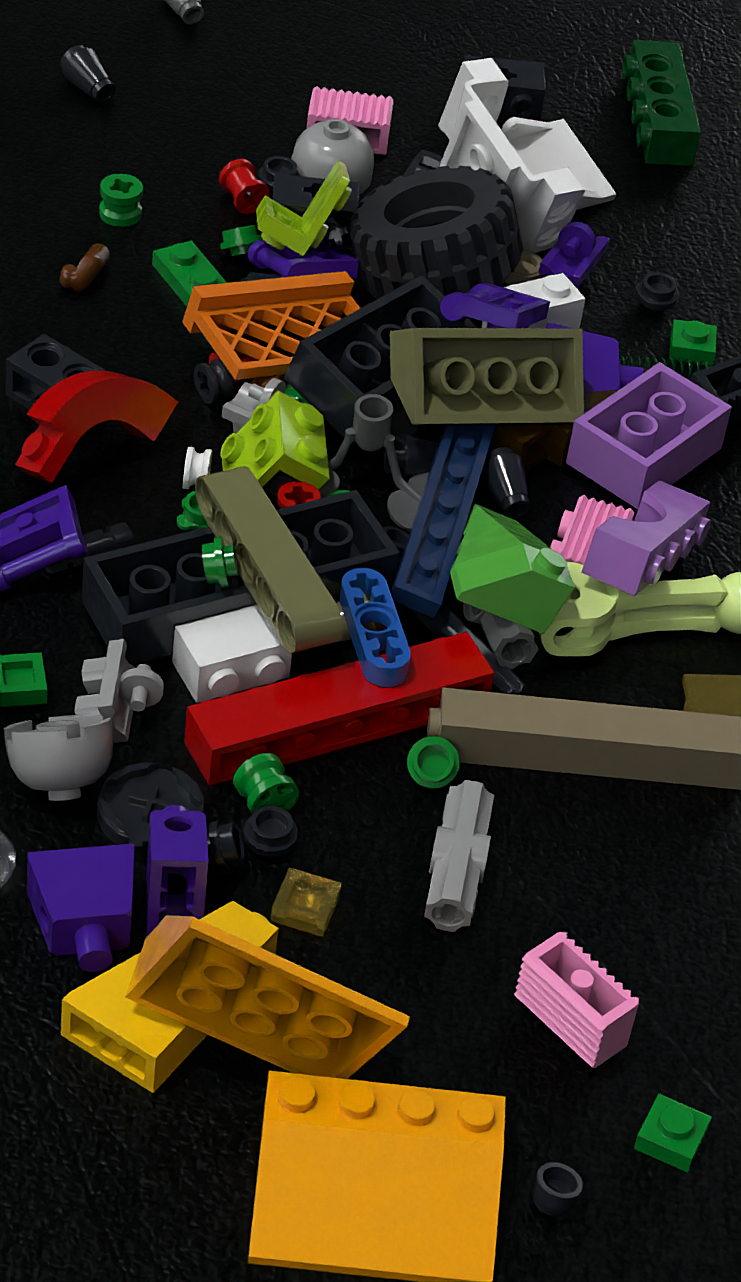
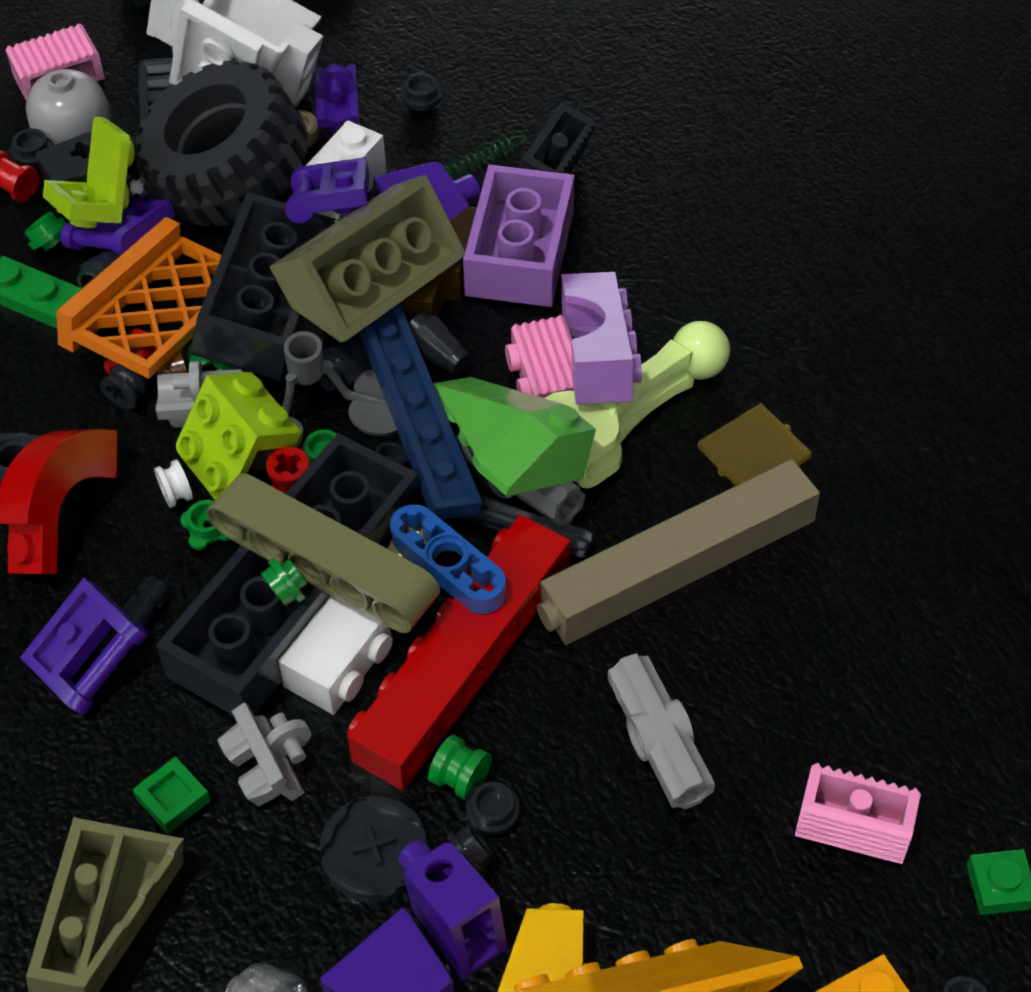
camera: 25 degrees left, 10 degrees up
(60, 753) = (269, 850): light grey cylinder -> none
(306, 901) = (572, 859): clear yellow plate -> none
(433, 762) = (573, 653): green plate -> none
(693, 341) = (480, 124): green plate -> none

